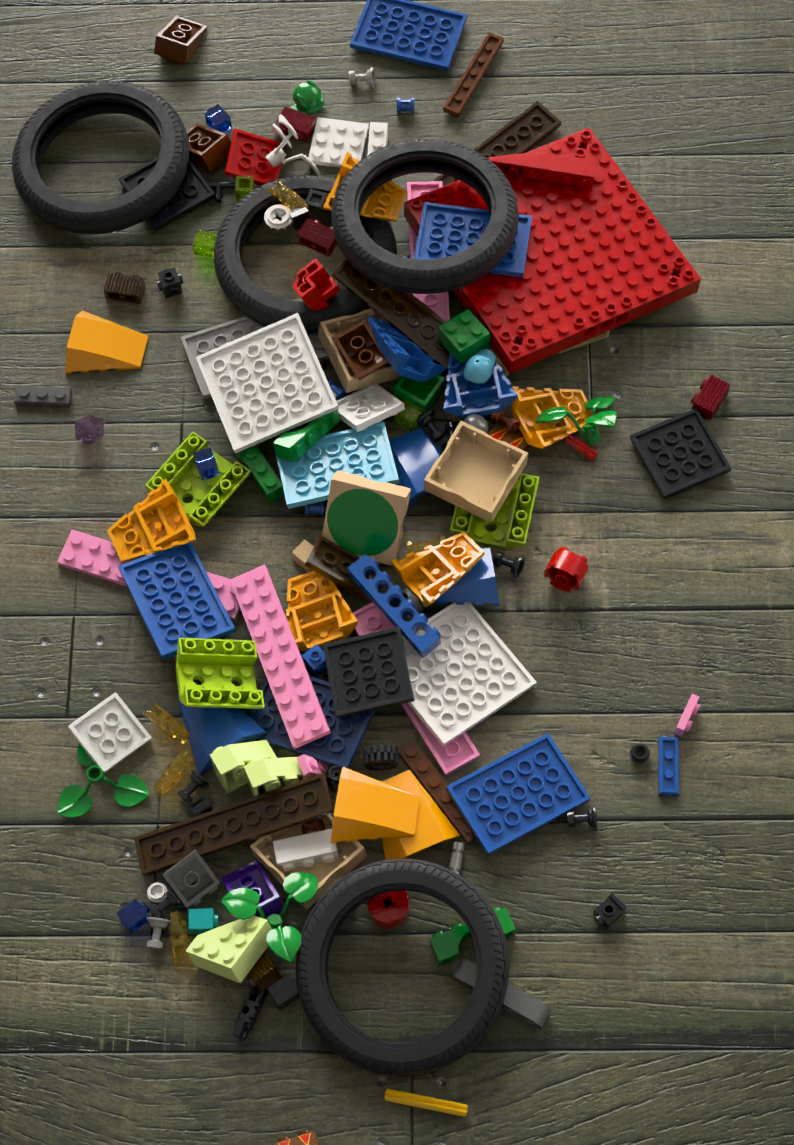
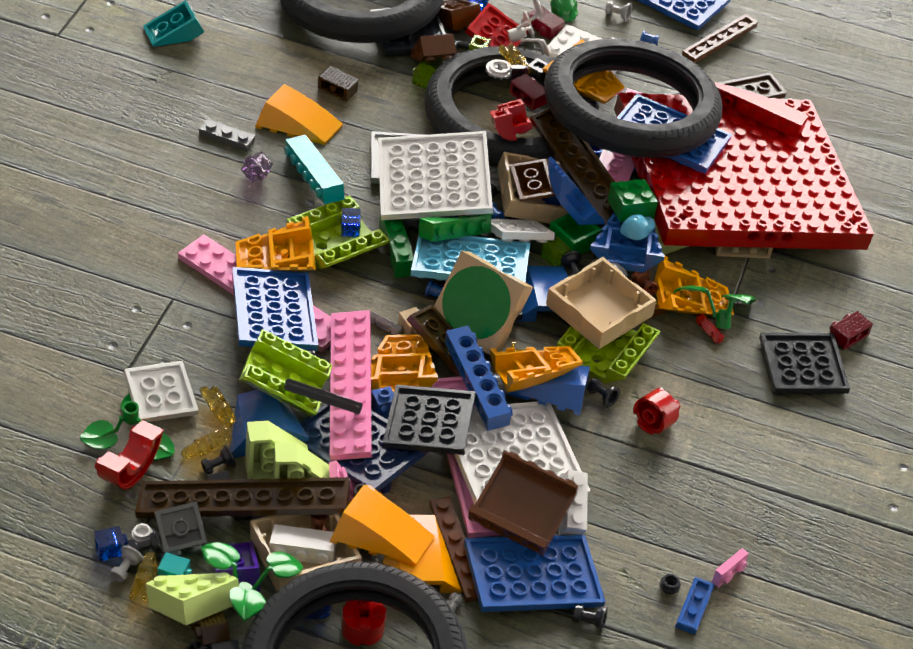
camera: 10 degrees right, 20 degrees down
(116, 821) = (135, 459): none -> red brick
(146, 413) = (314, 169): none -> brick
(170, 282) = (380, 91): black brick -> none
(204, 214) = (434, 48): none -> reddish brown slope
(264, 691) = (323, 396): none -> black axle
(281, 565) = (386, 324): none -> light grey axle
(380, 757) = (411, 496): black tyre -> none
(486, 731) = (524, 502): none -> reddish brown panel
(527, 708) = (576, 518): none -> white brick

